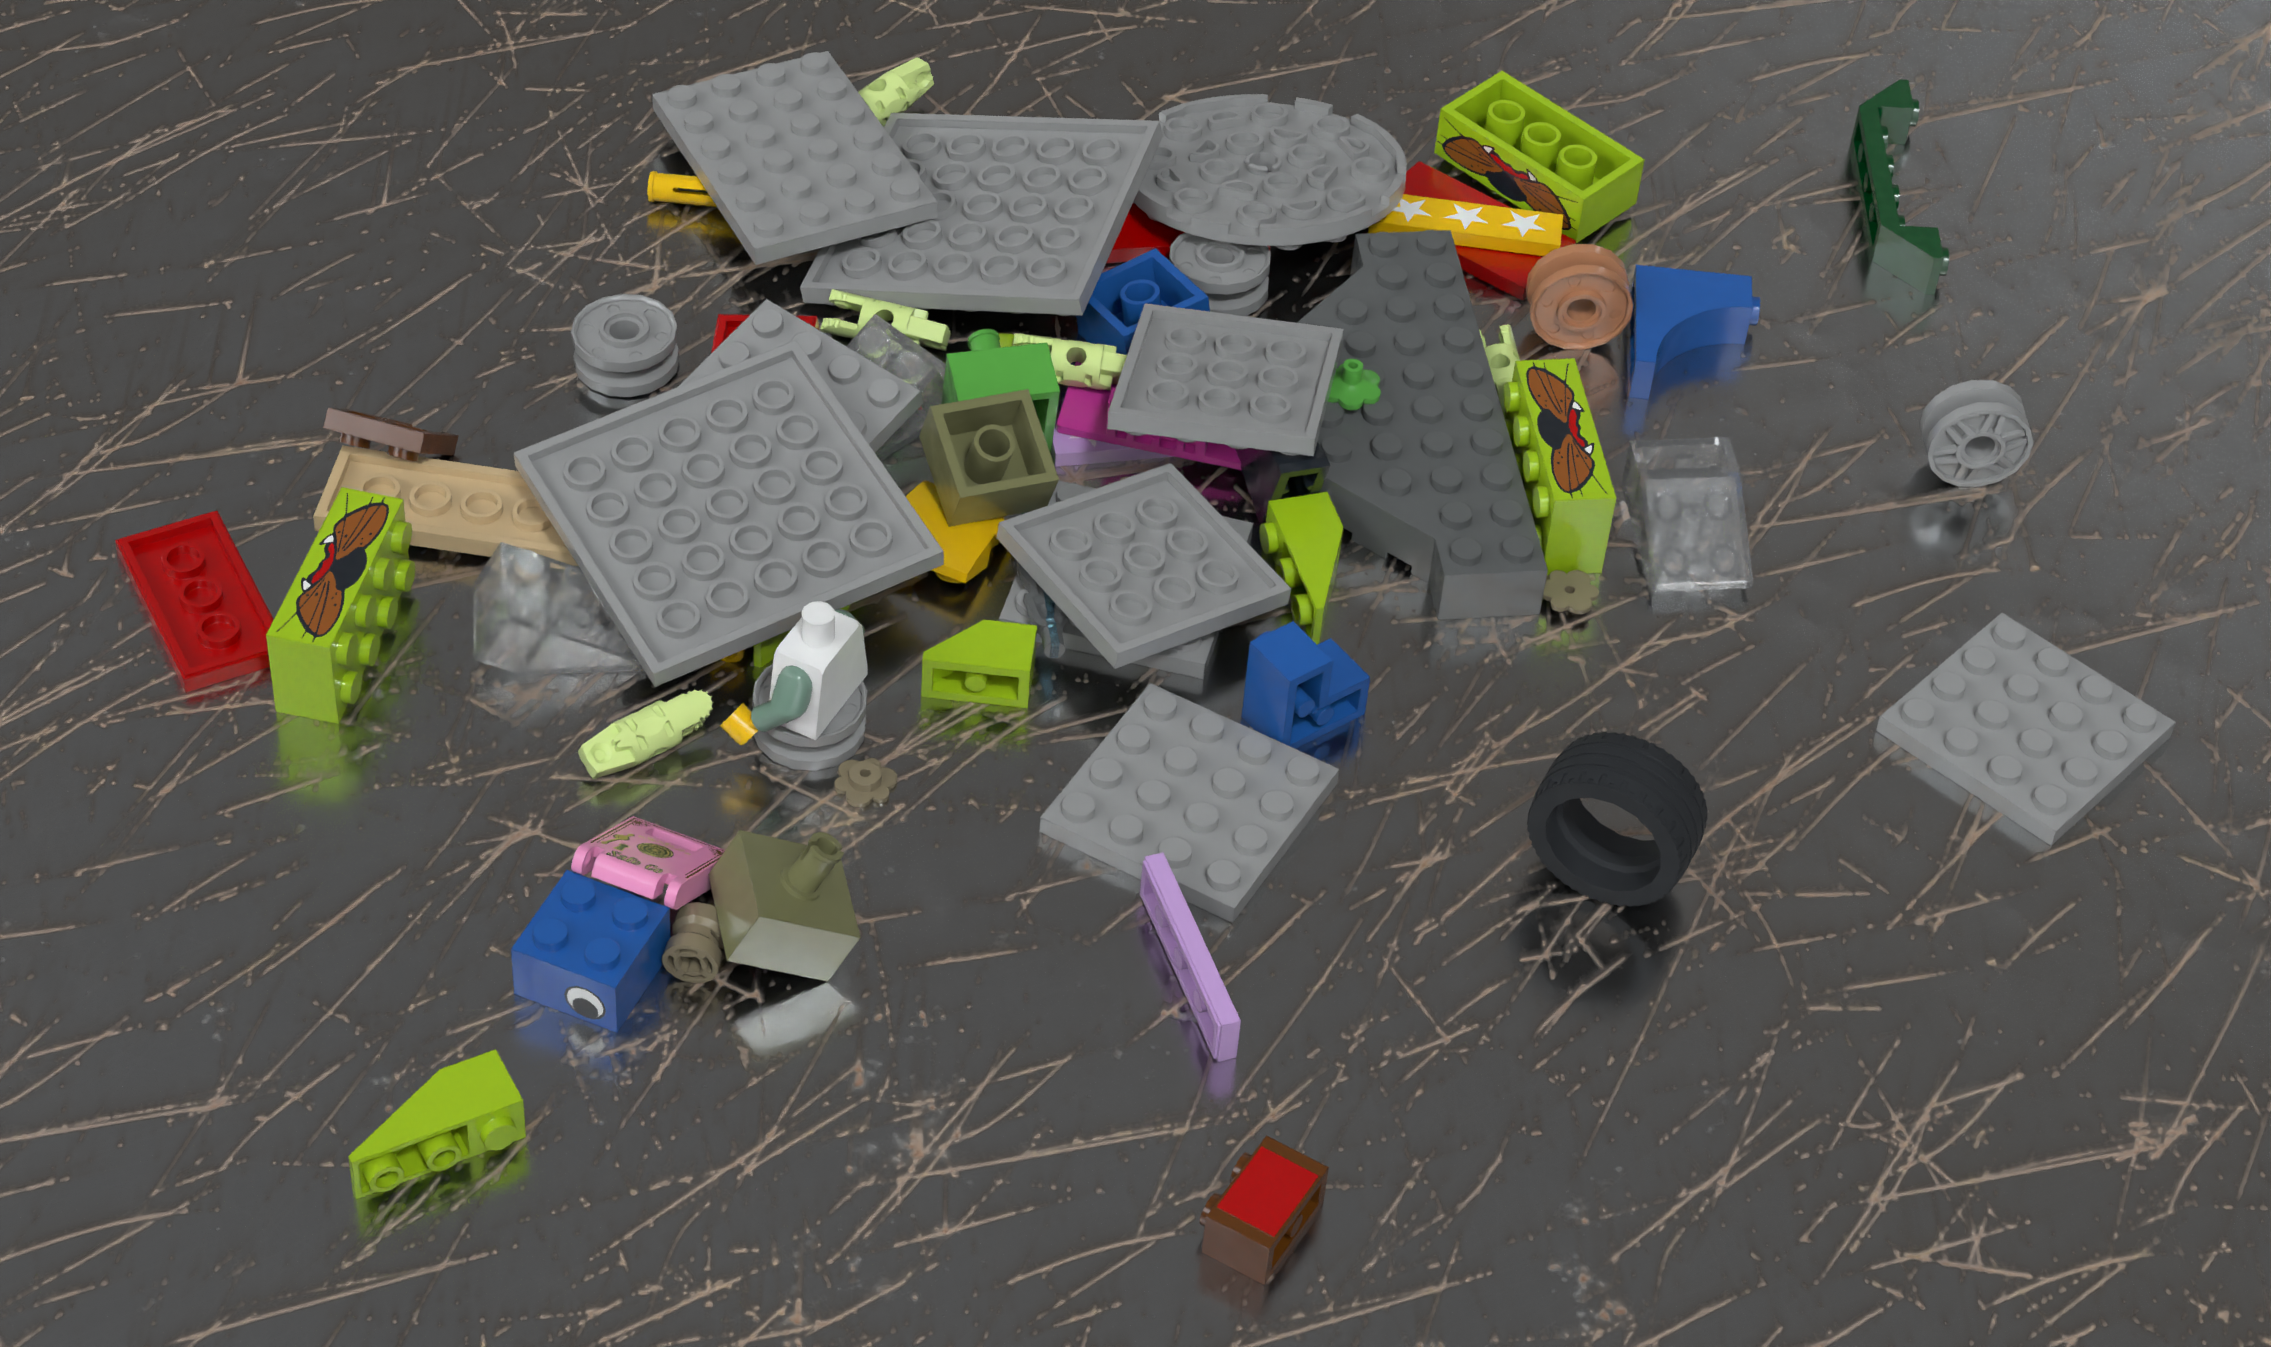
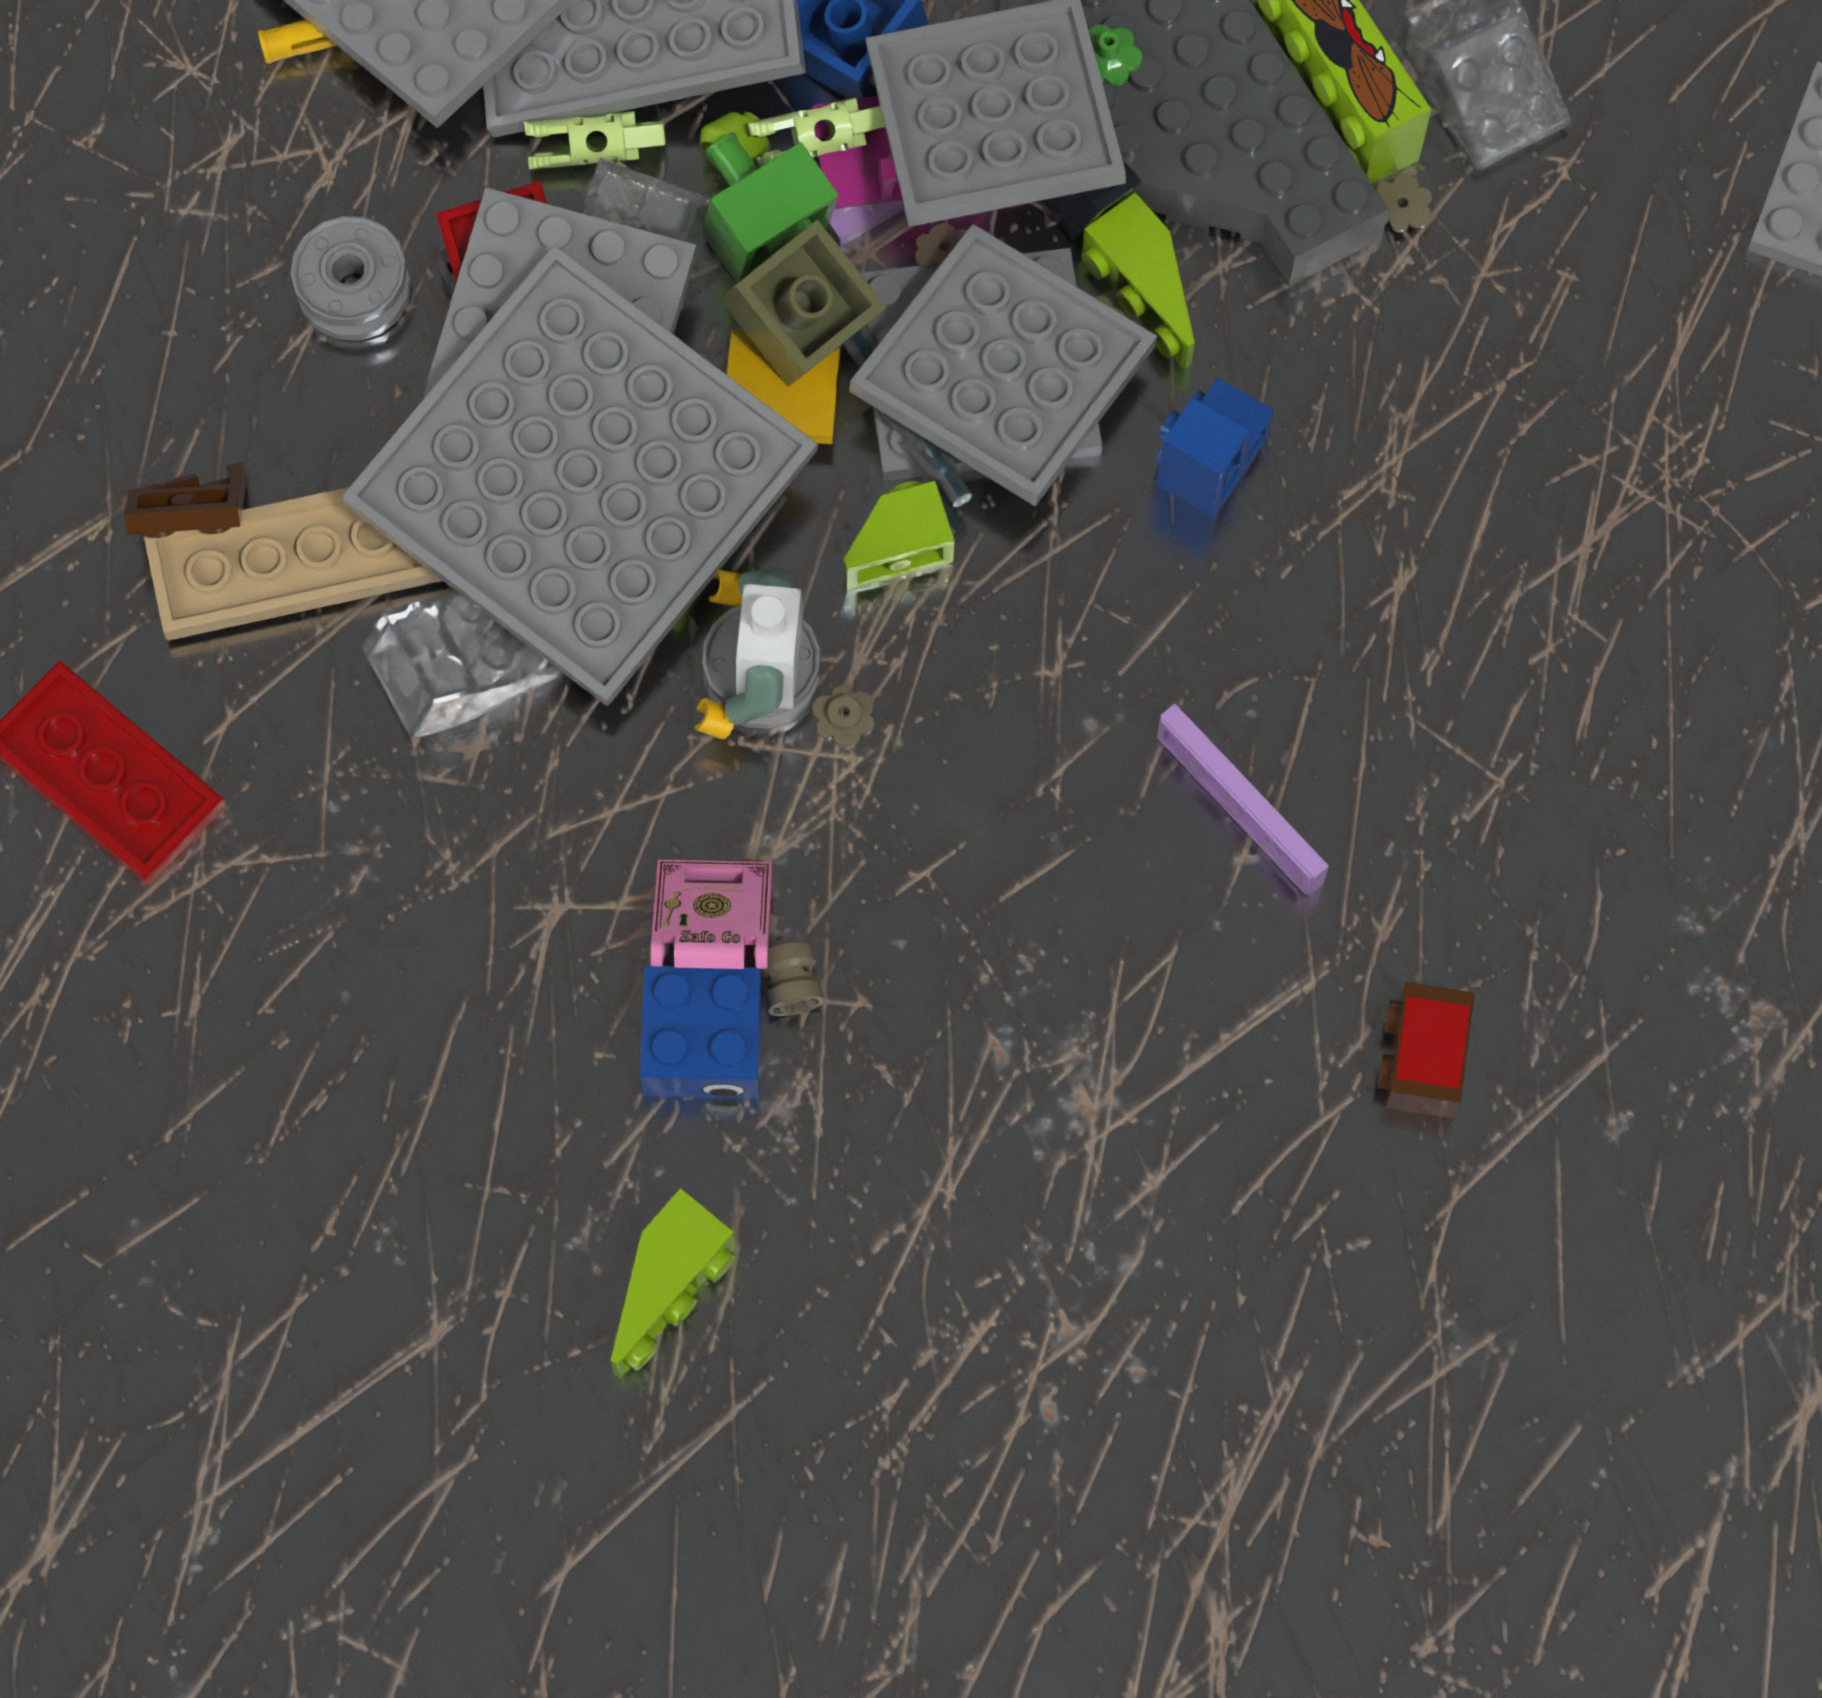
camera: 20 degrees left, 25 degrees up
(340, 605) = (262, 740): lime brick -> none
(645, 733) = (619, 757): yellowish green hinge -> none
(784, 904) = (859, 914): olive brick -> none
(1198, 791) = (1157, 611): light grey plate -> none
(1641, 782) = (1578, 496): black tyre -> none

